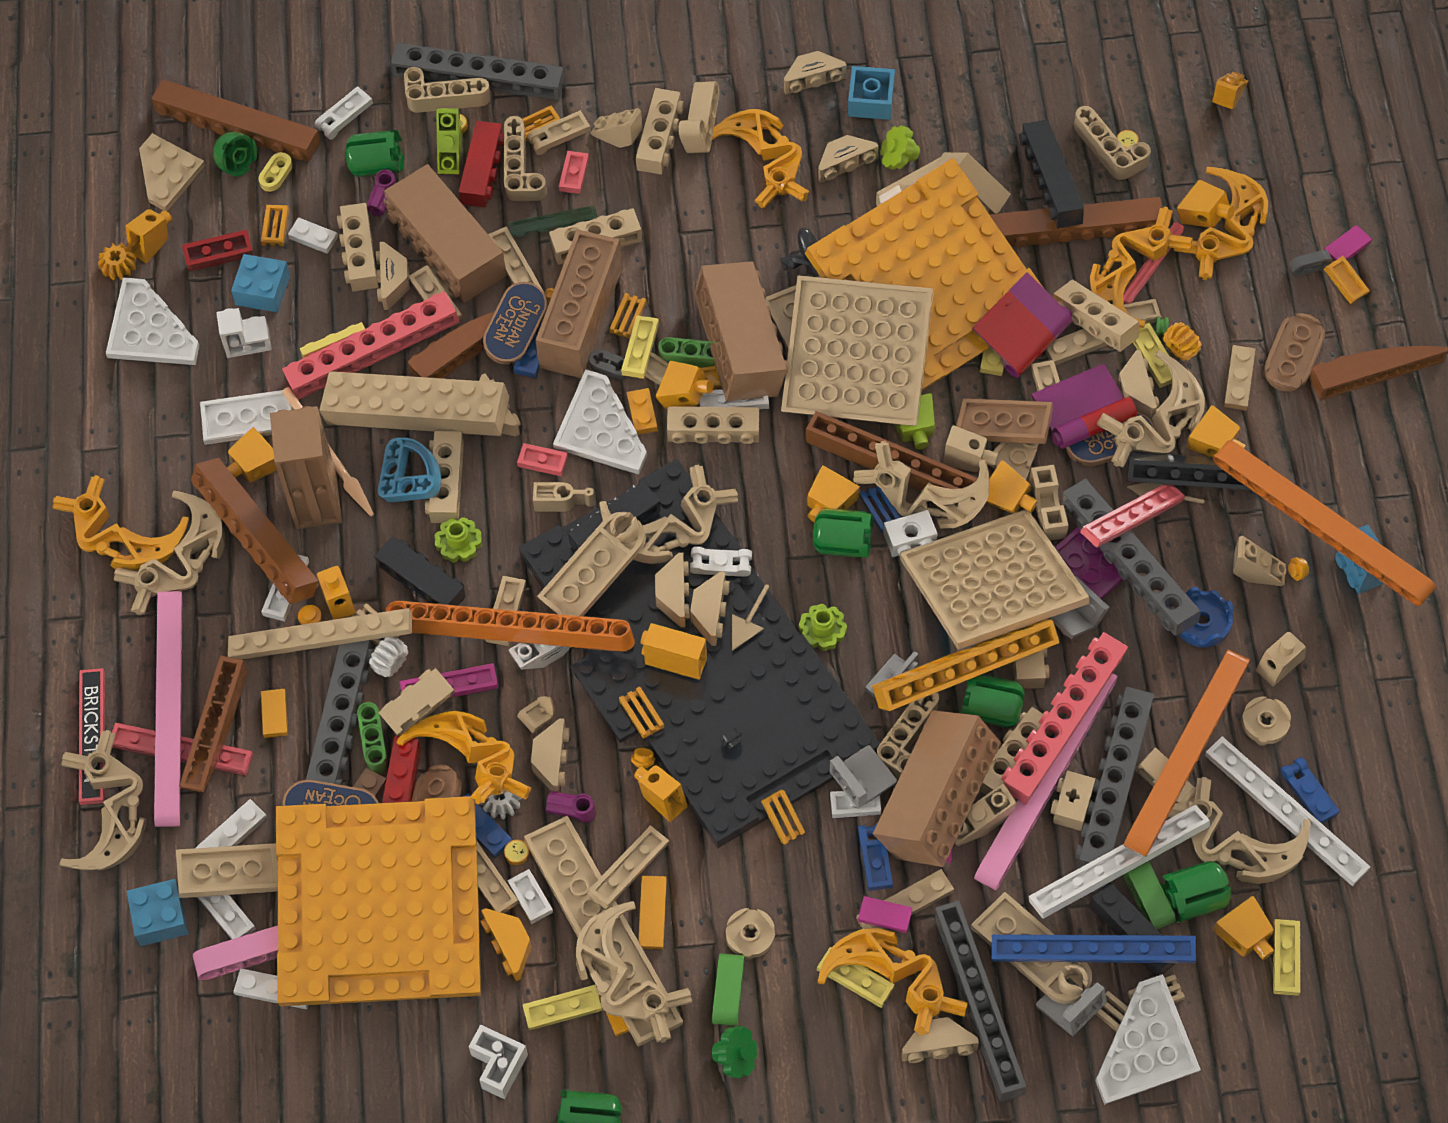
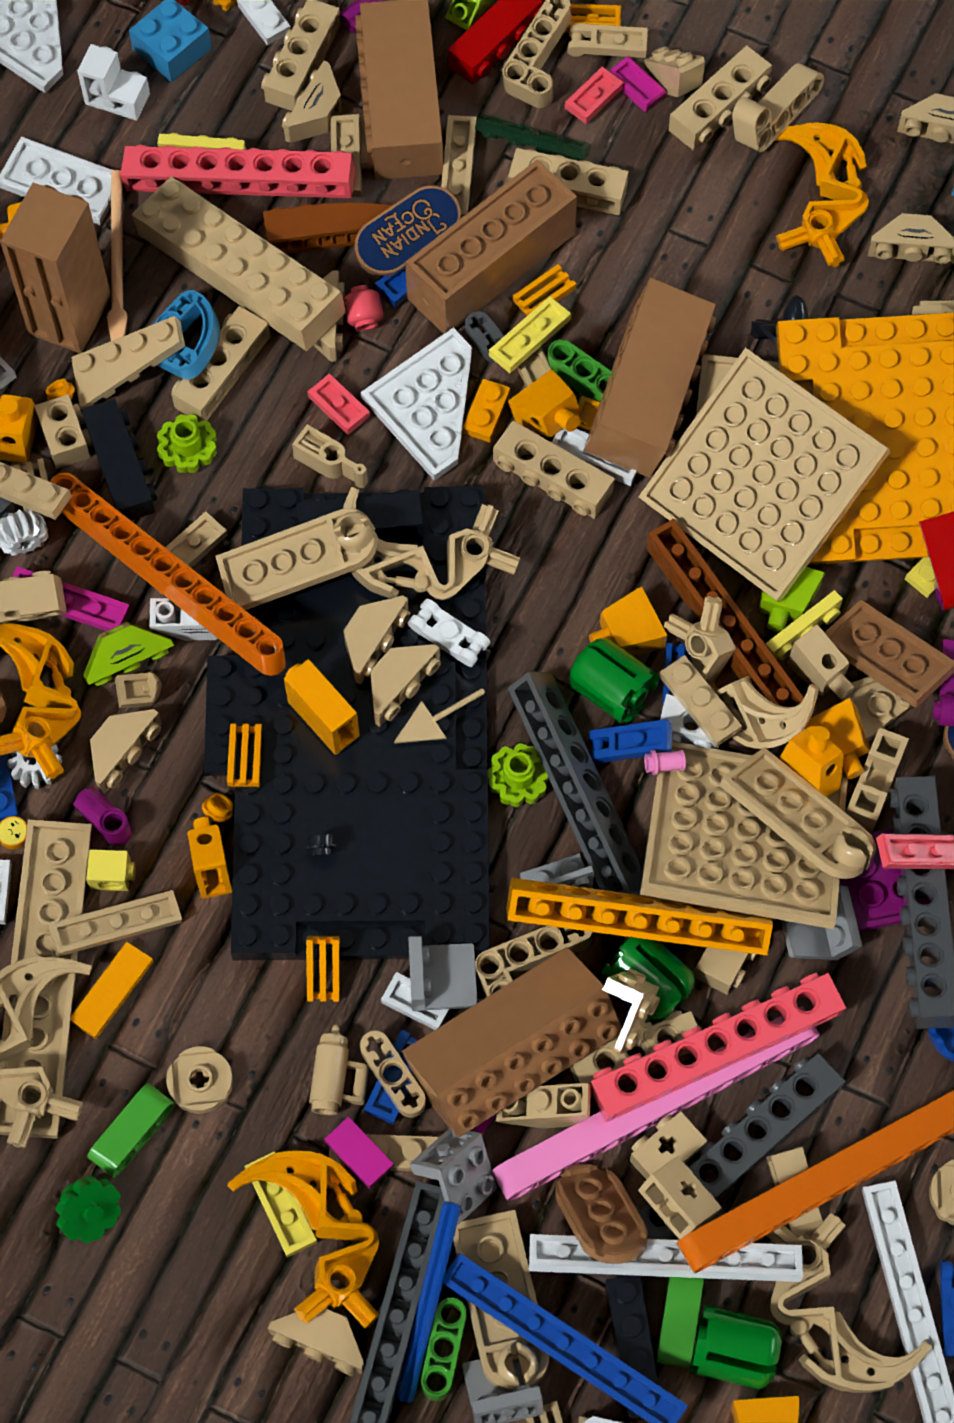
camera: 30 degrees right, 5 degrees up
(348, 554) = (60, 388): none -> light orange plate
(365, 580) = (62, 431): none -> tan brick
(373, 515) = (123, 359): none -> tan wing
(510, 694) = (123, 650): none -> lime slope
(518, 389) = (363, 308): none -> coral head
(598, 150) = (638, 84): none -> dark pink tile
(600, 837) = (110, 870): none -> light yellow brick
(831, 879) = (330, 1075): none -> tan piece
(864, 609) = (577, 783): none -> dark grey brick
(881, 565) = (630, 741): none -> blue plate
(892, 854) = (372, 1059): none -> tan beam
(909, 514) = (700, 701): none -> tan plate
(909, 566) = (664, 761): none -> bright pink pin
(940, 433) = (823, 612): none -> light yellow plate
(955, 881) = (461, 1169): none -> light grey bracket
(991, 969) = (428, 1301): none -> blue axle
(992, 707) = (642, 994): none -> tan bracket
(1005, 512) = (815, 759): none -> light orange torso
(1021, 547) = (801, 815): none -> tan plate
(1022, 1013) = (439, 1365): none -> bright green beam
(1062, 859) = (601, 1214): none -> medium nougat tile
(1105, 819) = (679, 1198): none -> tan brick

